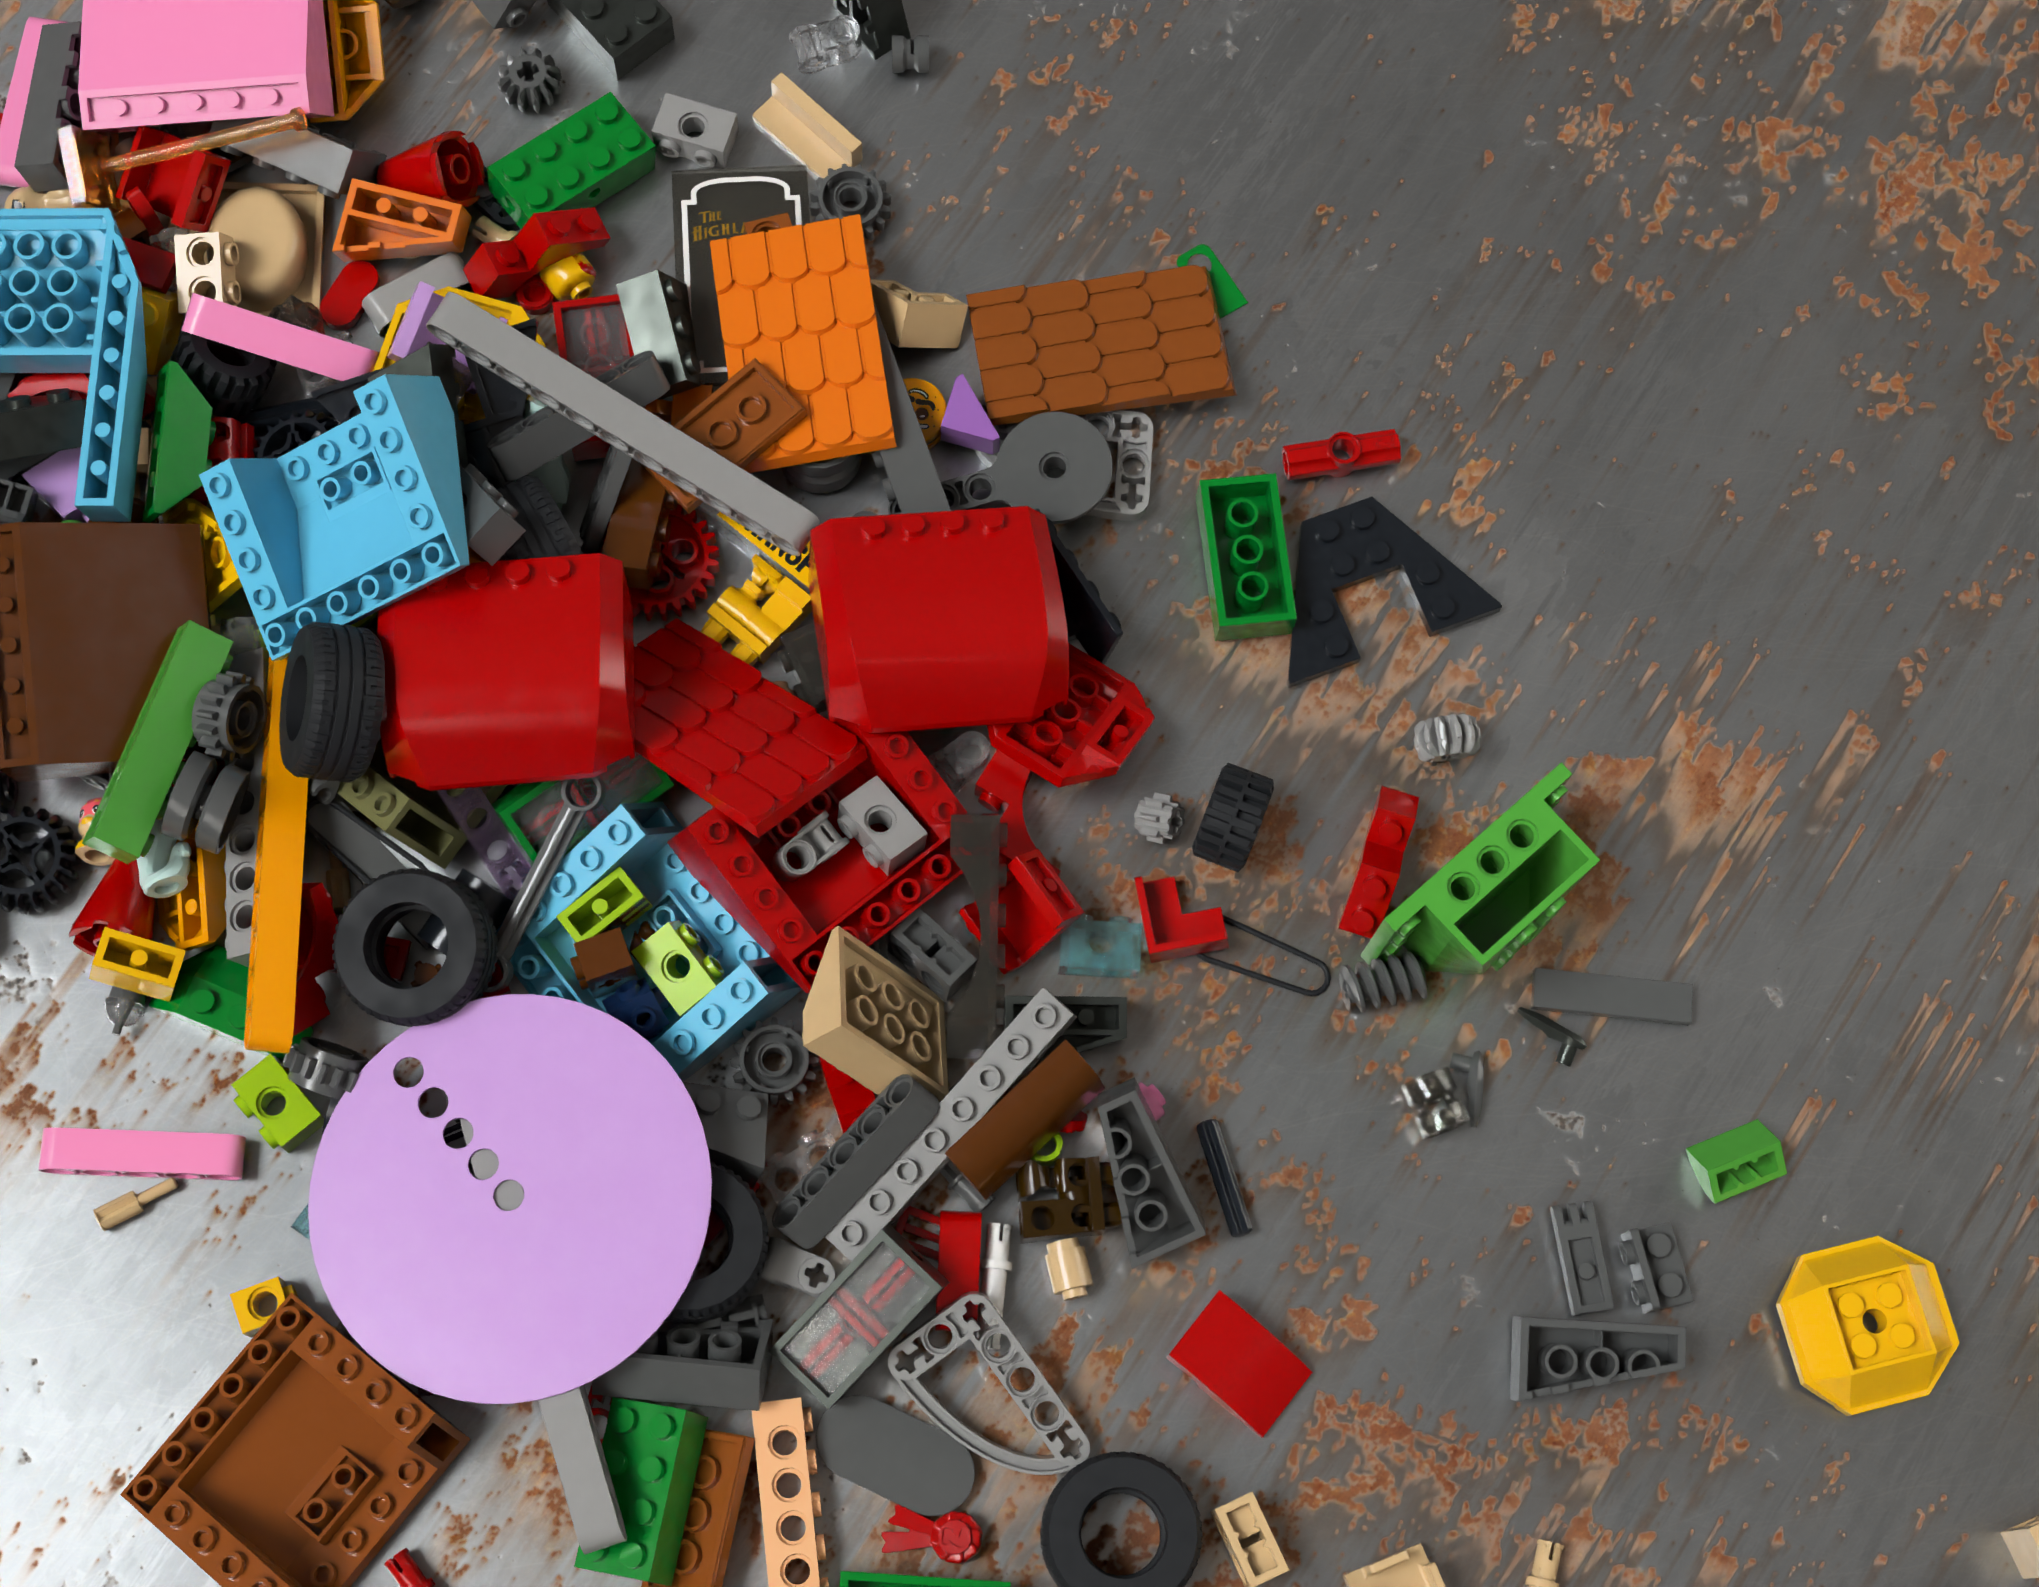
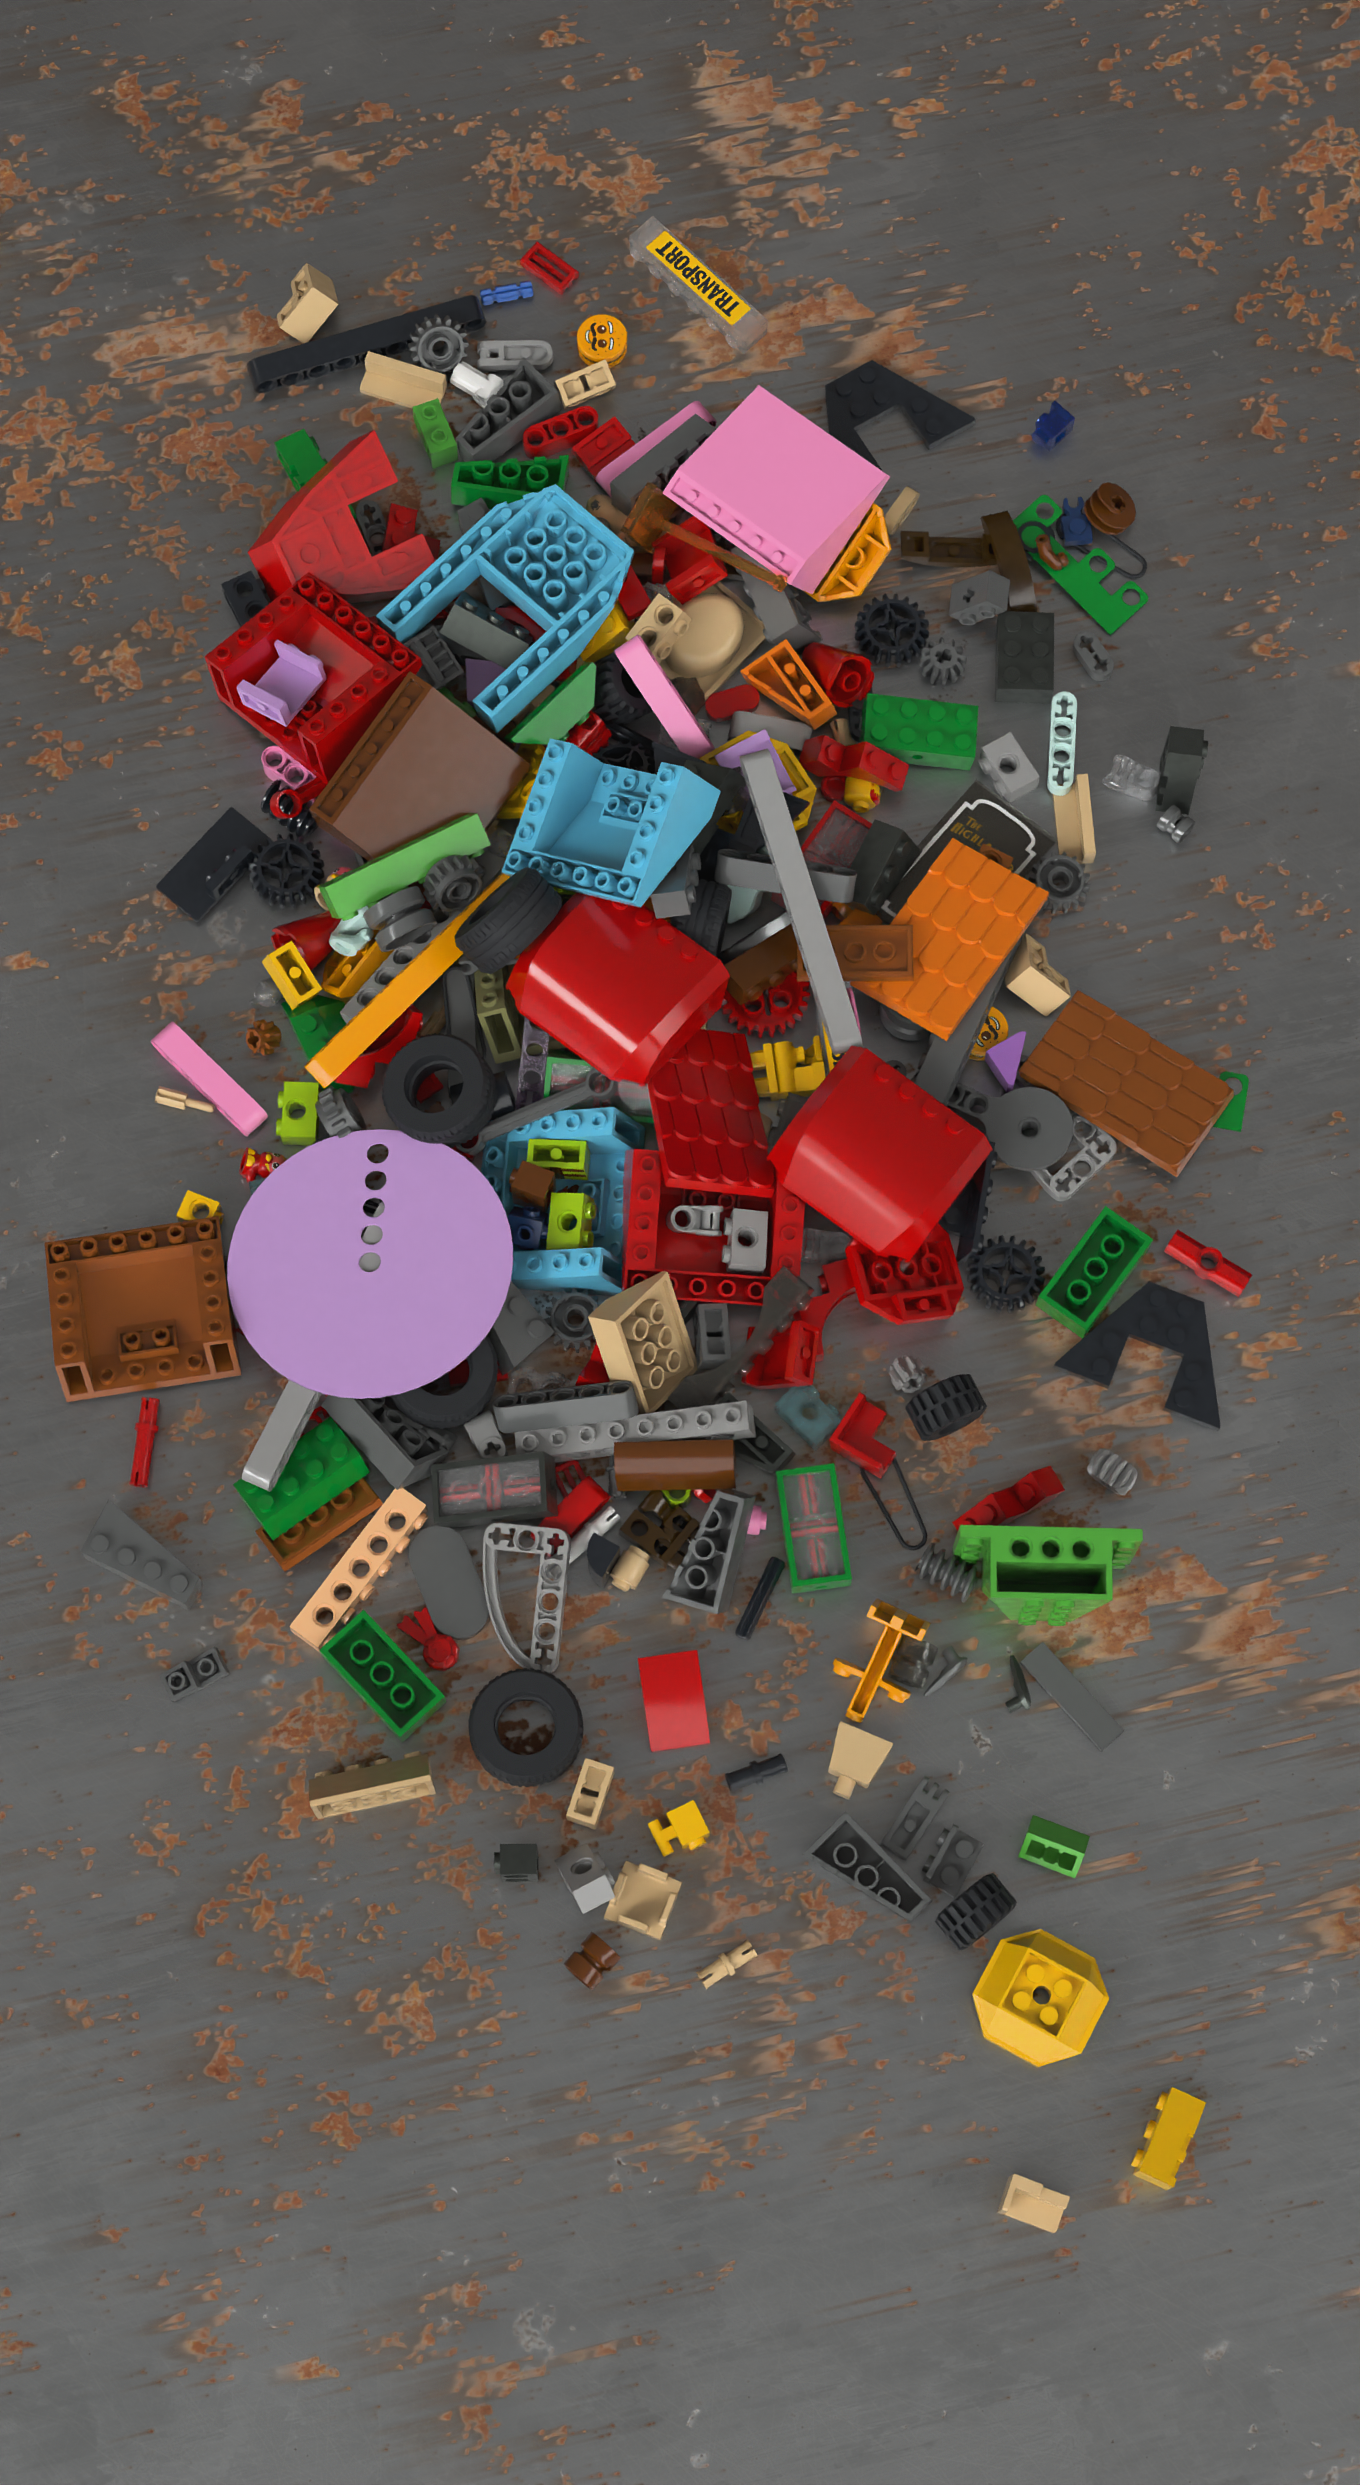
camera: 50 degrees right, 0 degrees up
(163, 1058) = (263, 1037): none -> dark orange gear
(286, 1196) = (259, 1164): none -> red animal
(448, 108) = (911, 624): none -> black gear
(725, 65) = (1064, 743): none -> light aqua beam
(1034, 1286) = (601, 1557): none -> black brick
(1184, 616) = (995, 1271): none -> black gear
(1214, 1058) = (813, 1528): none -> clear brick
(1371, 1481) = (686, 1826): none -> yellow brick
(1387, 1359) = (756, 1772): none -> black pin
(1389, 1079) = (897, 1623): none -> light orange piece
(1471, 1252) = (856, 1758): none -> tan torso
(1736, 1298) = (975, 1911): none -> black tyre

